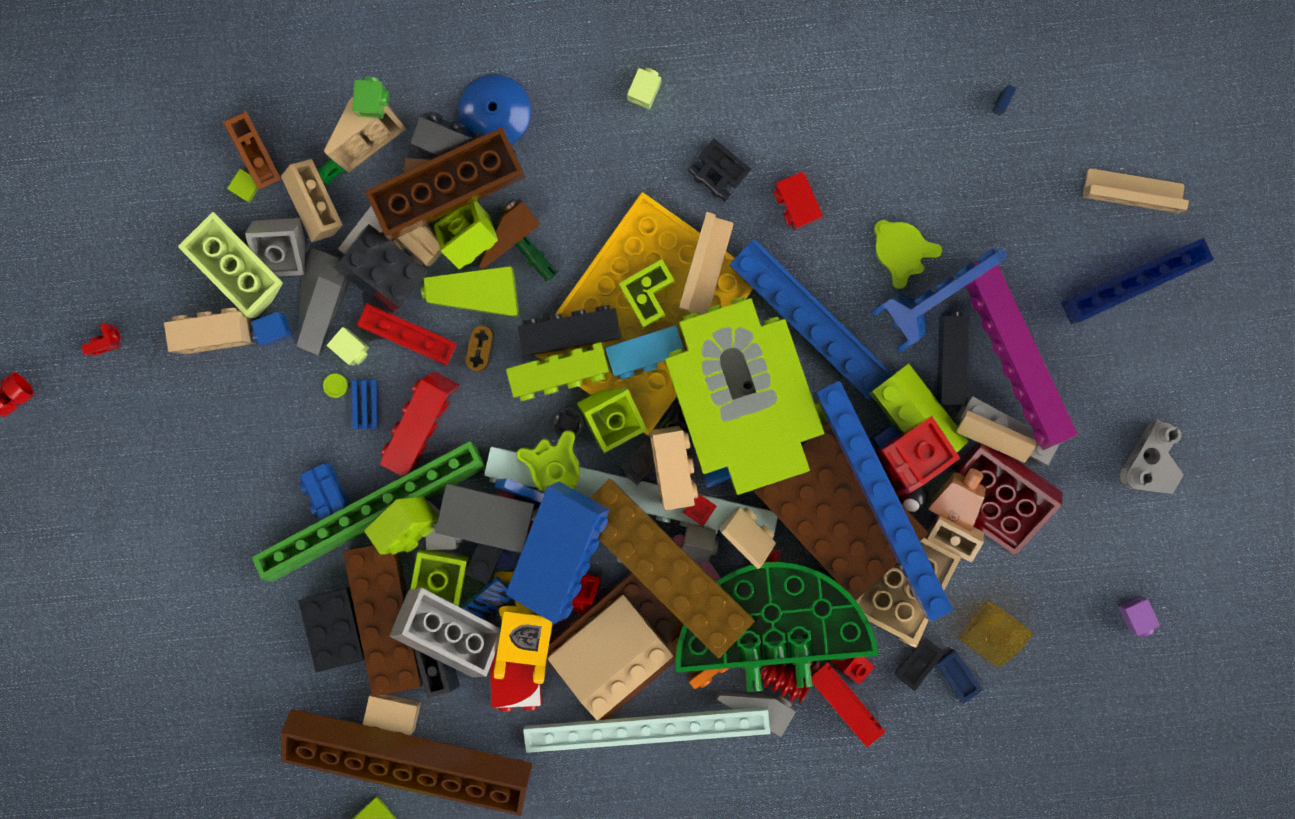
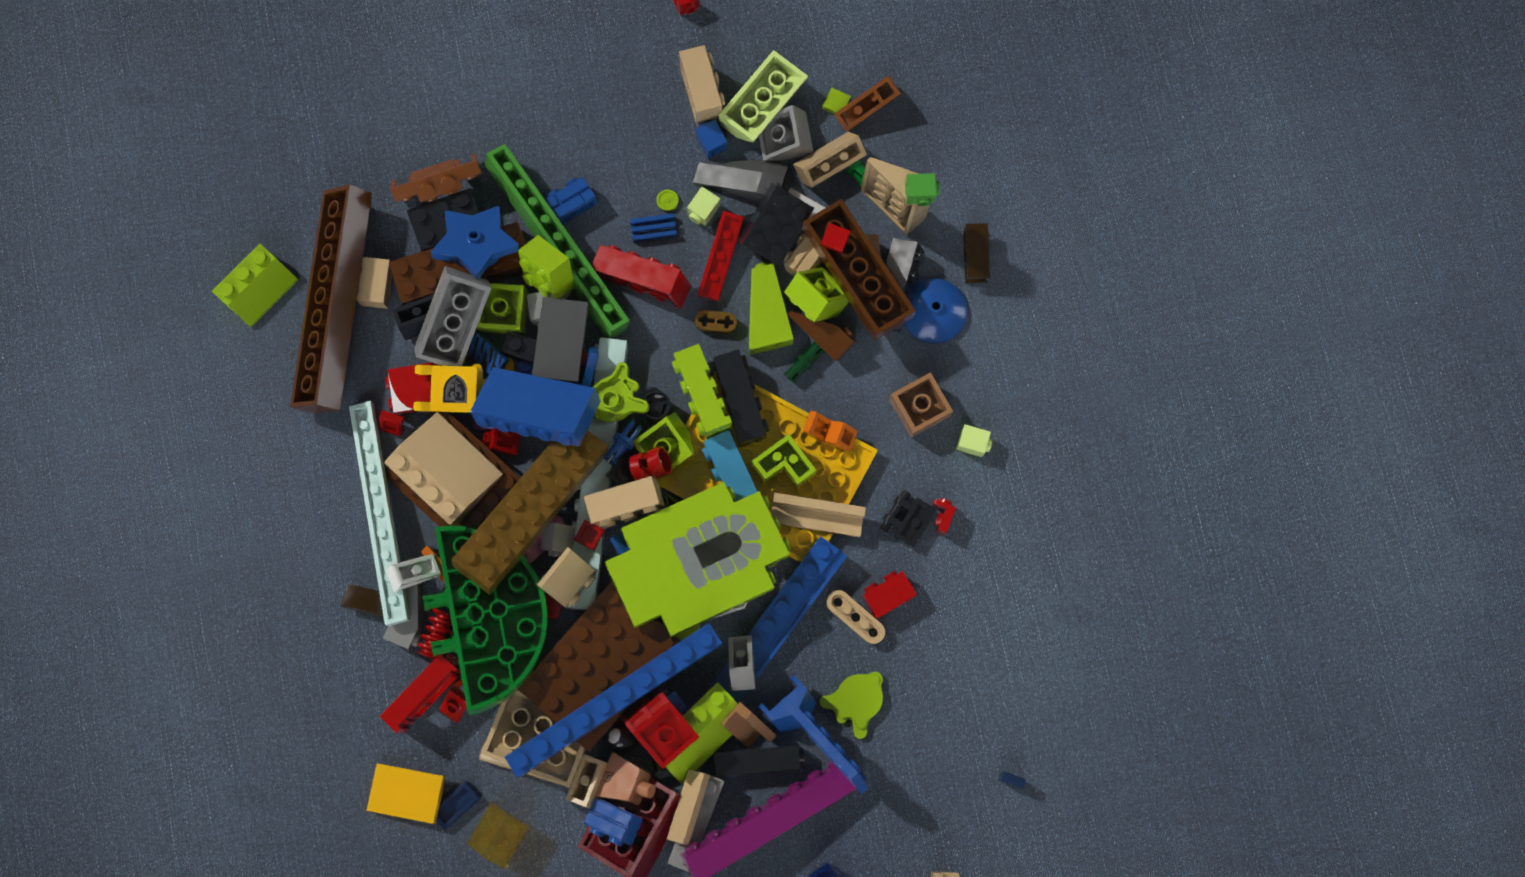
camera: 75 degrees right, 10 degrees down
(285, 636) = (436, 180): none -> dark orange bracket
(362, 601) = (474, 241): none -> blue plate
(409, 203) = (835, 238): none -> red tile
(437, 55) = (976, 253): none -> dark brown piece
(550, 708) = (391, 423): none -> red tile
(600, 138) = (920, 405): none -> medium nougat brick
(604, 463) = (622, 443): none -> blue arm
(617, 239) = (830, 432): none -> orange slope
(634, 435) = (653, 463): none -> red wheel
(717, 699) = (413, 572): none -> white slope
(725, 131) = (943, 519): none -> red bracket
(736, 755) = (362, 600): none -> dark brown slope
(824, 232) = (865, 622): none -> tan plate
(853, 364) = (741, 663): none -> light grey slope
(917, 367) = (746, 726): none -> medium nougat panel
(919, 664) = (463, 764): black plate -> none
(941, 725) = (406, 793): none -> yellow tile
(1000, 516) = (613, 821): none -> blue brick

